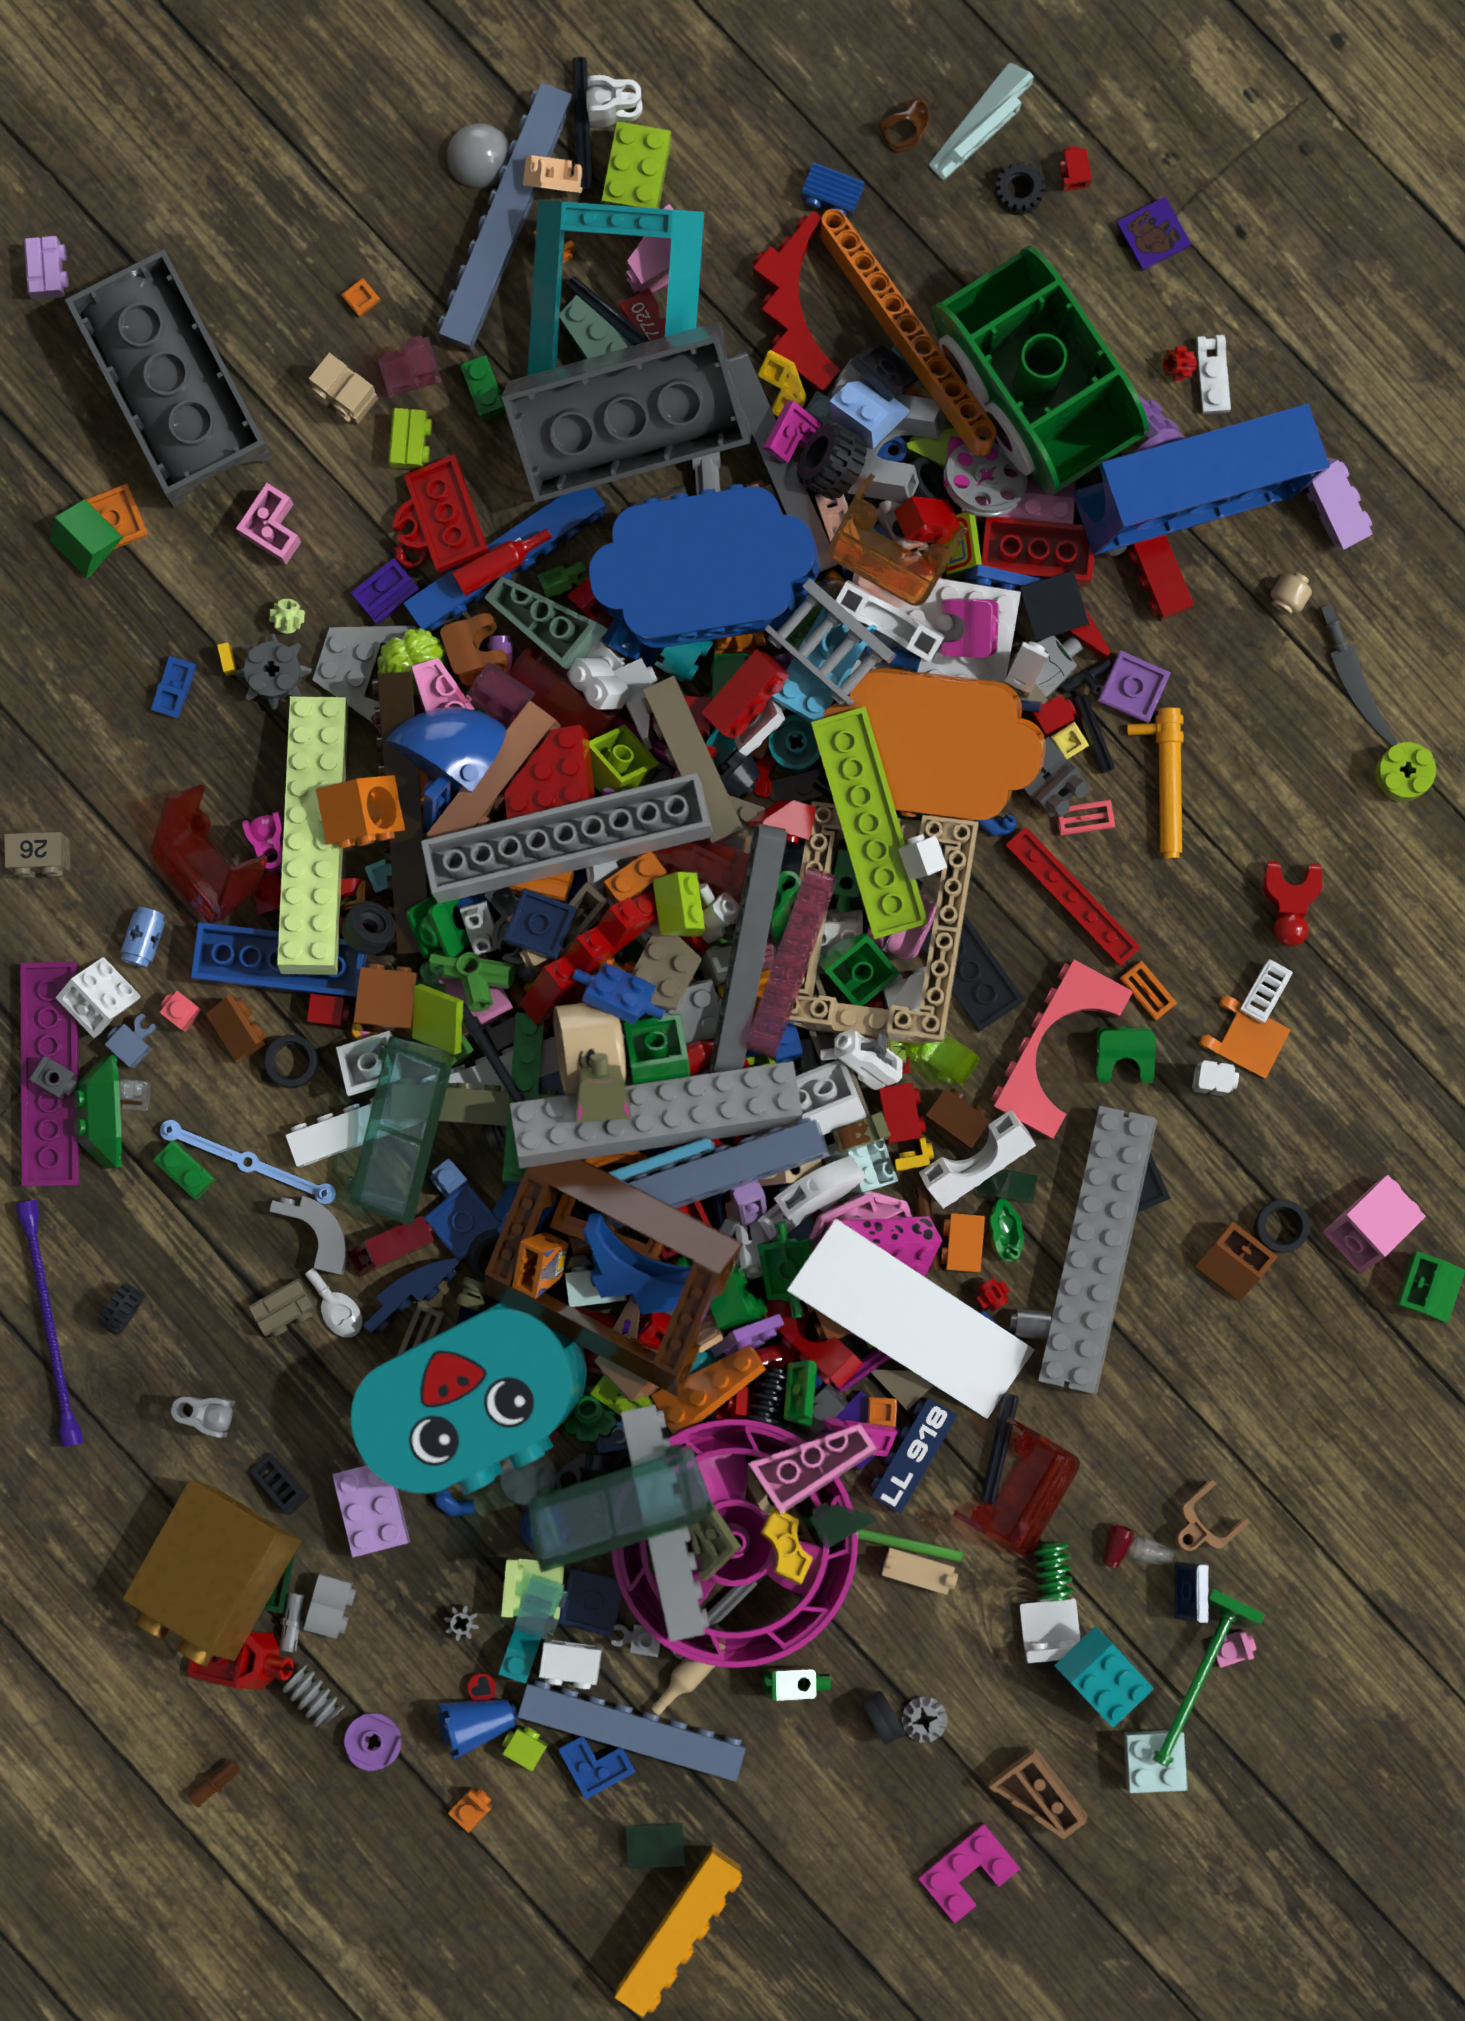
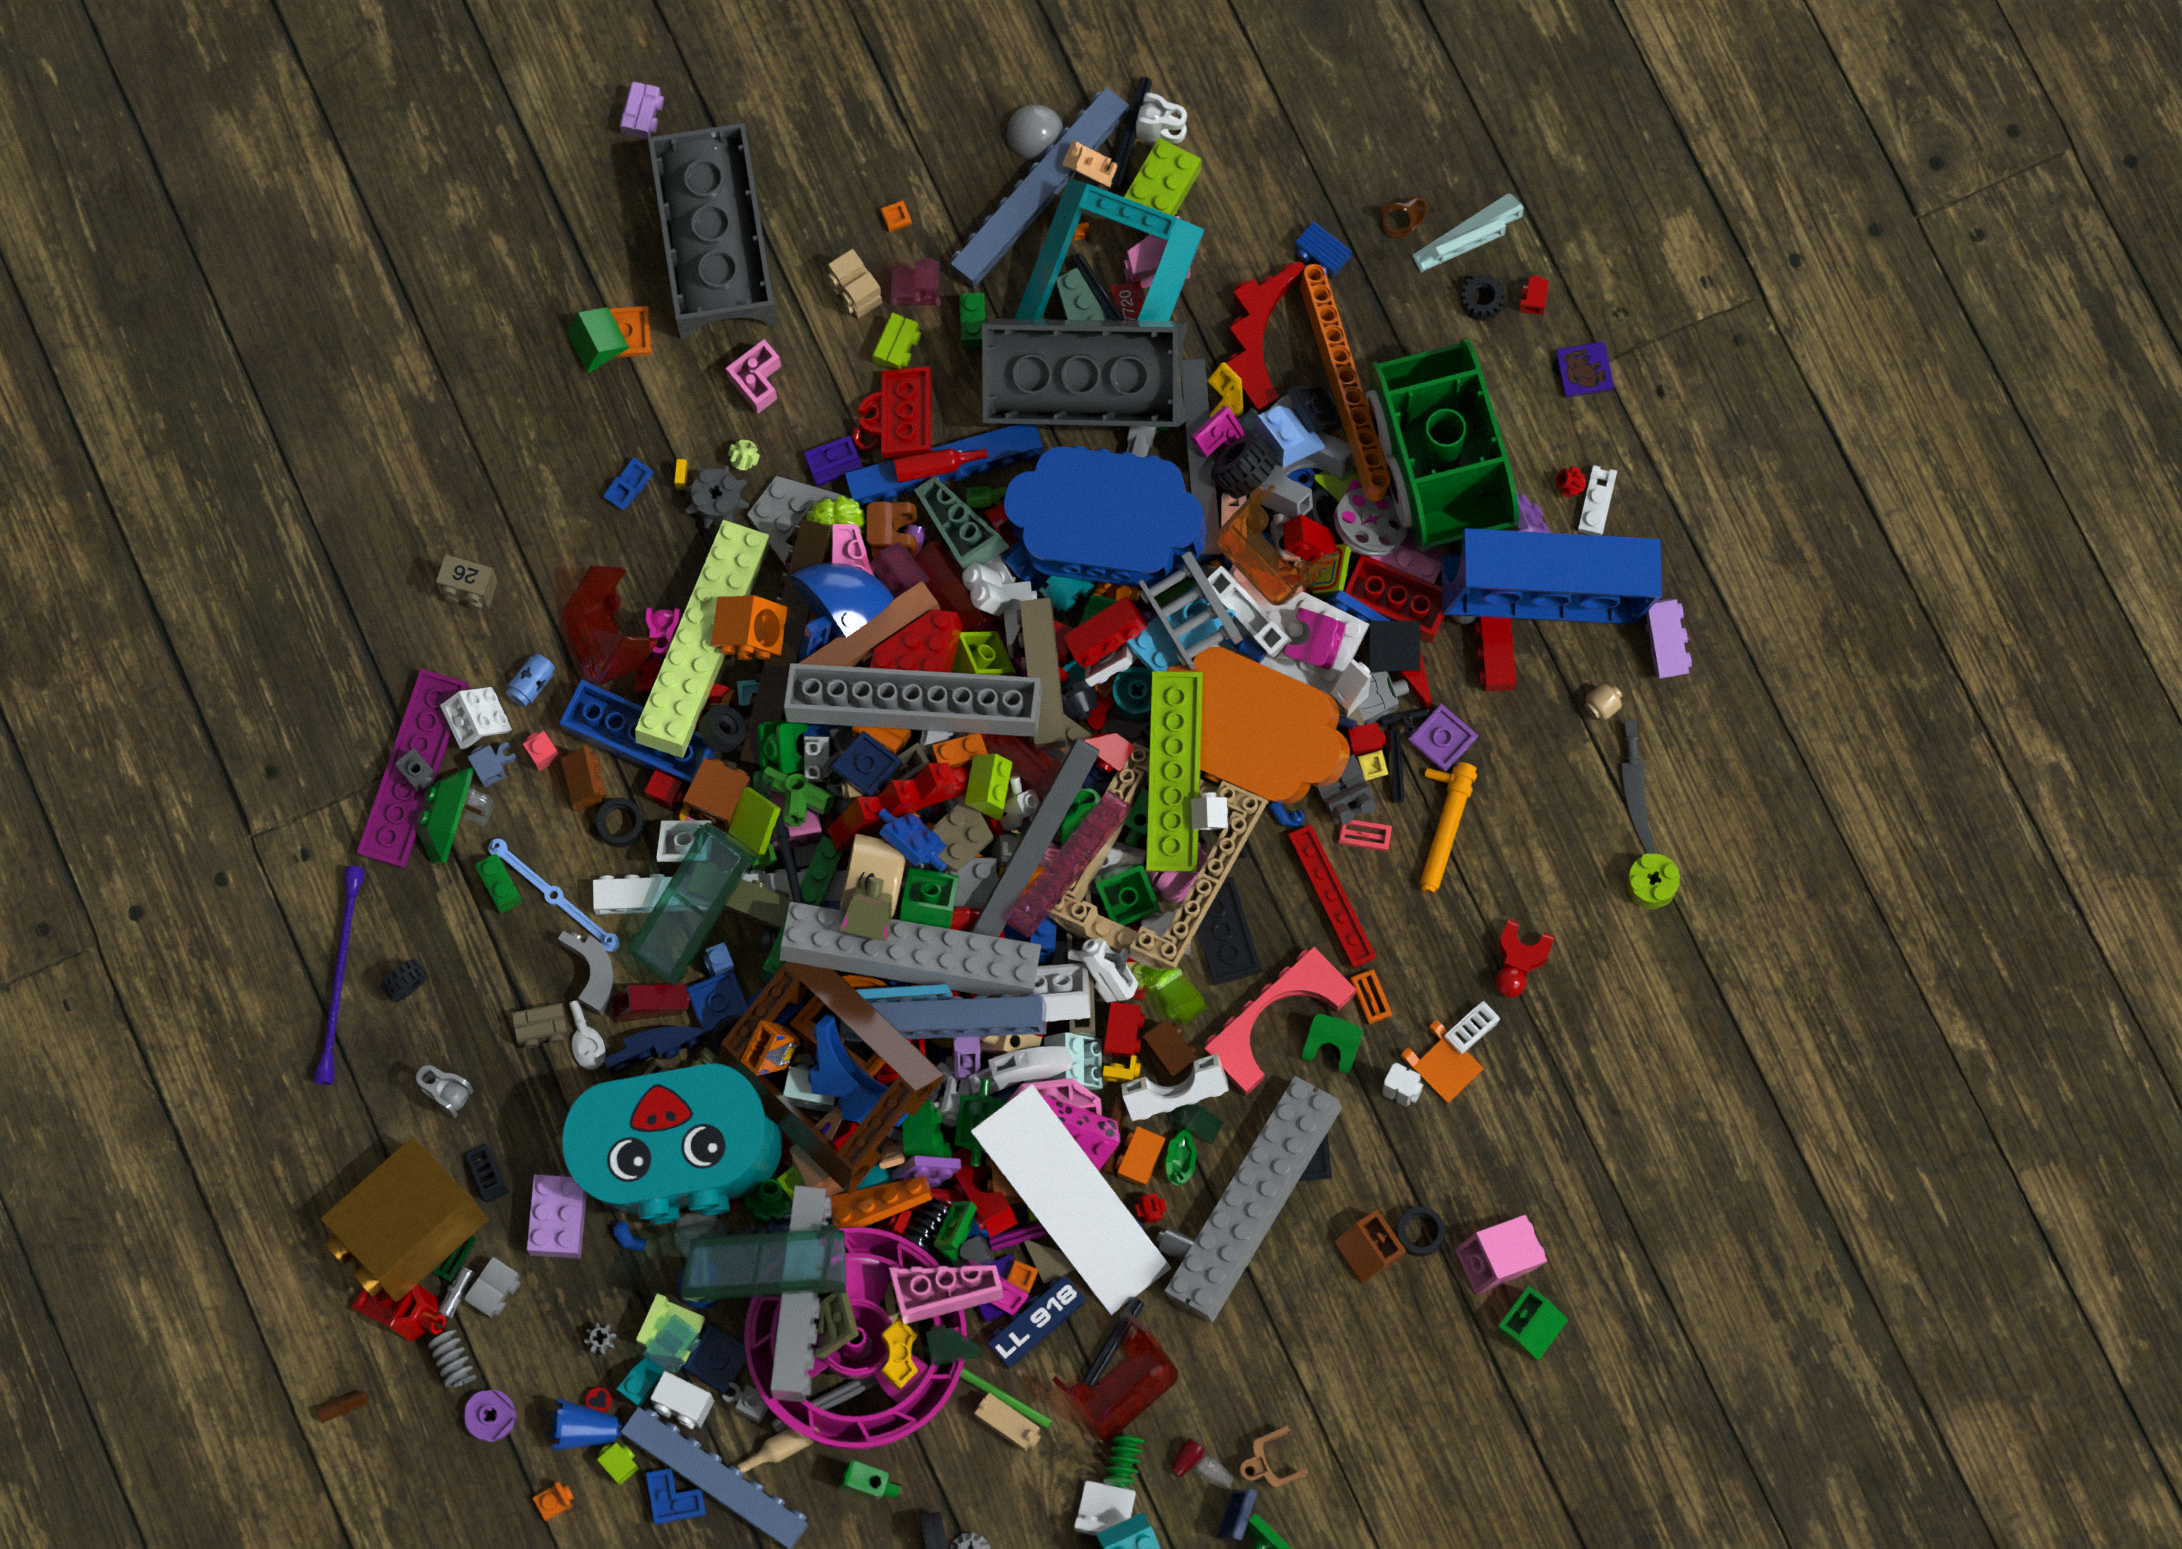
camera: 20 degrees right, 10 degrees down
(861, 1133) = (1081, 1030): leg -> none

